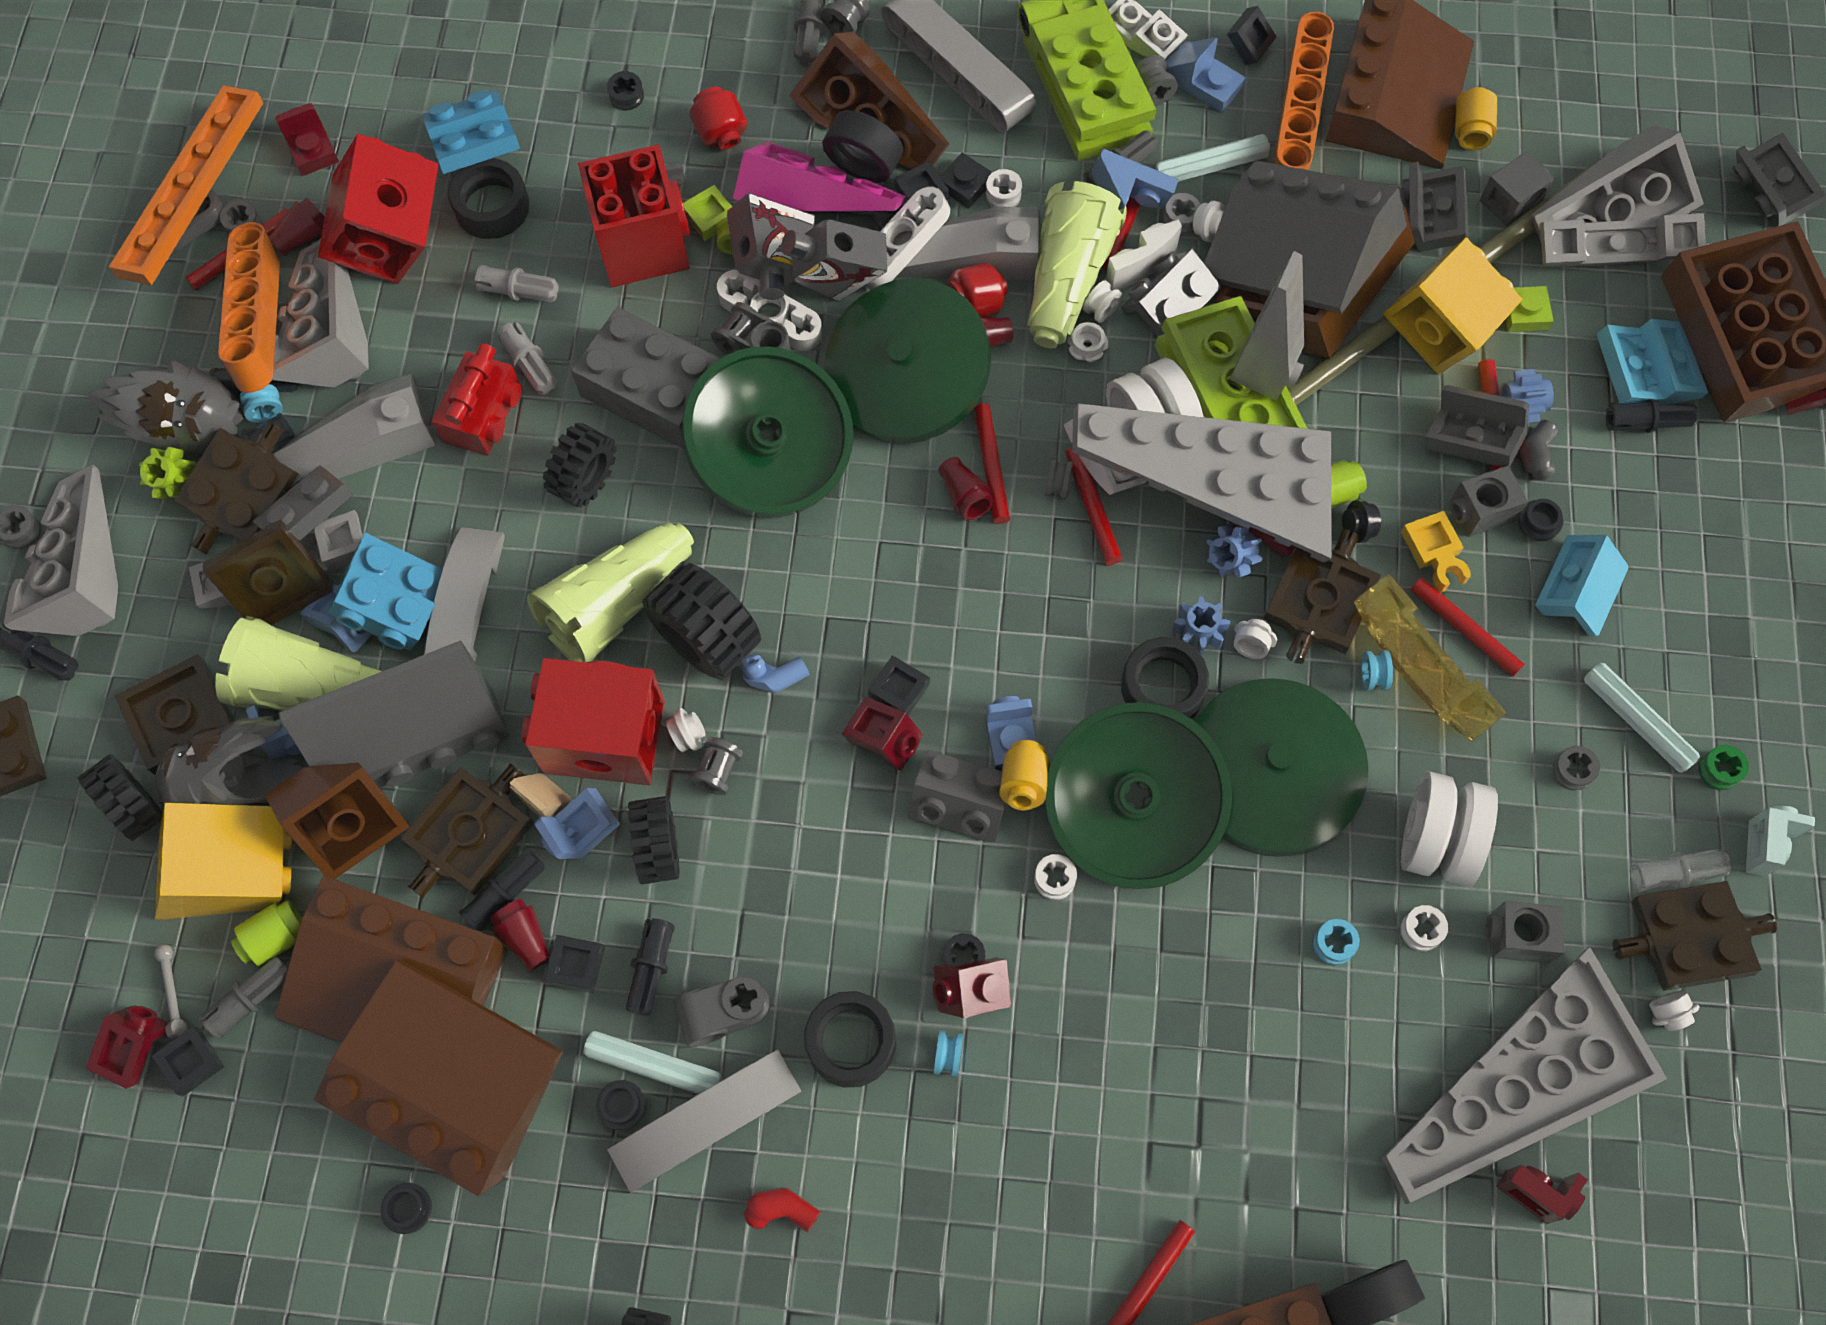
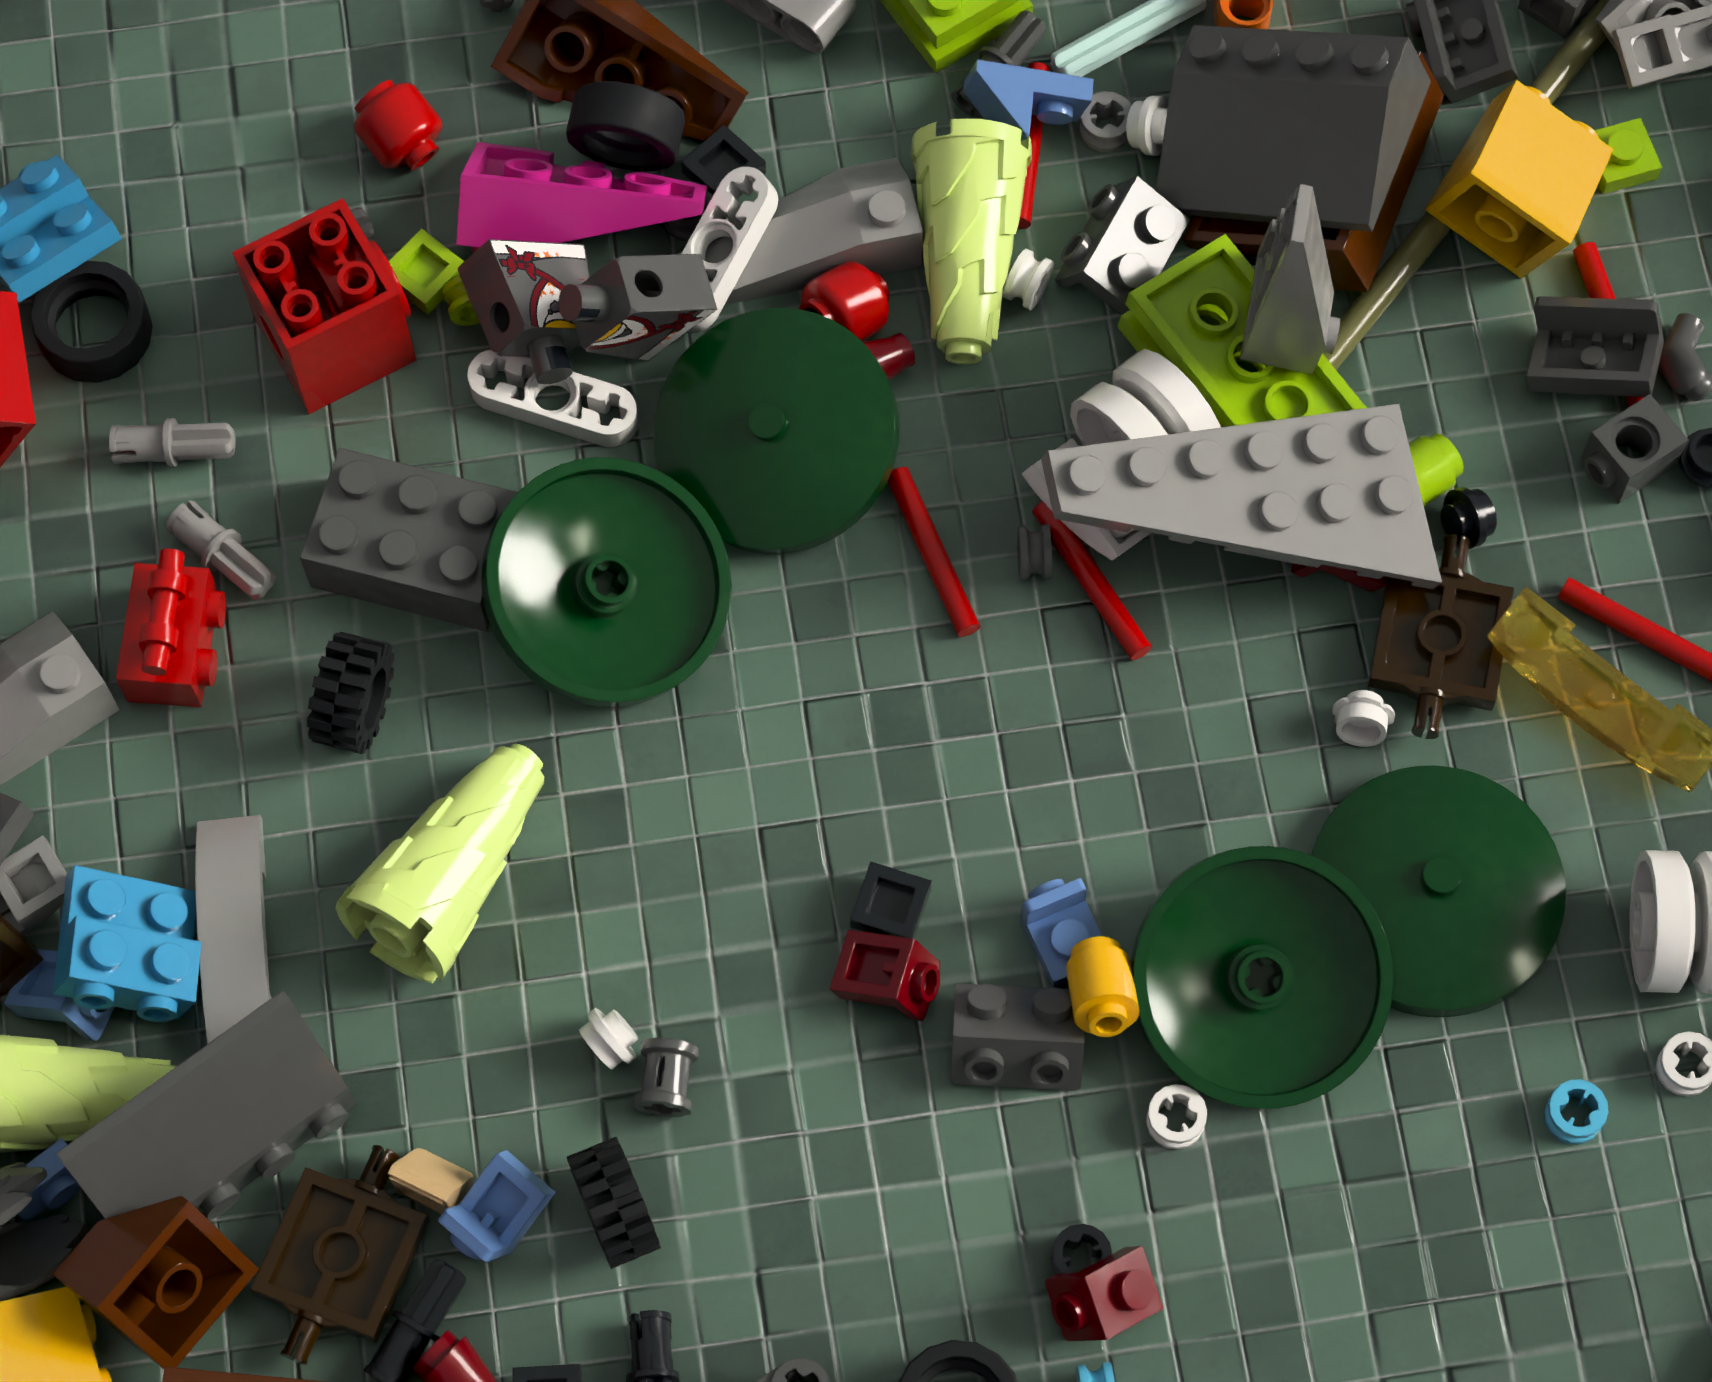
camera: 15 degrees left, 0 degrees up
(594, 720) = (481, 1055): red brick -> none
(629, 81) = (244, 94): black bush -> none
(702, 620) = (595, 877): black tyre -> none
(749, 329) = (536, 440): dark grey piece -> none
(772, 678) = (707, 934): medium blue arm -> none
(965, 180) = (784, 138): black plate -> none
(966, 490) = (909, 600): dark red cone -> none
(1006, 178) = (856, 134): white bush -> none
(1087, 333) = (1022, 329): white plate -> none
(1134, 265) = (1079, 180): white slope -> none
(1172, 650) = (1264, 763): black tyre -> none
(1195, 616) = (1279, 701): medium blue gear -> none
(1234, 550) = (1304, 601): medium blue gear -> none
(1376, 670) = (1540, 723): medium azure bush -> none
(1436, 544) = (1577, 525): yellow plate -> none
(1531, 389) = (1654, 279): medium blue gear -> none

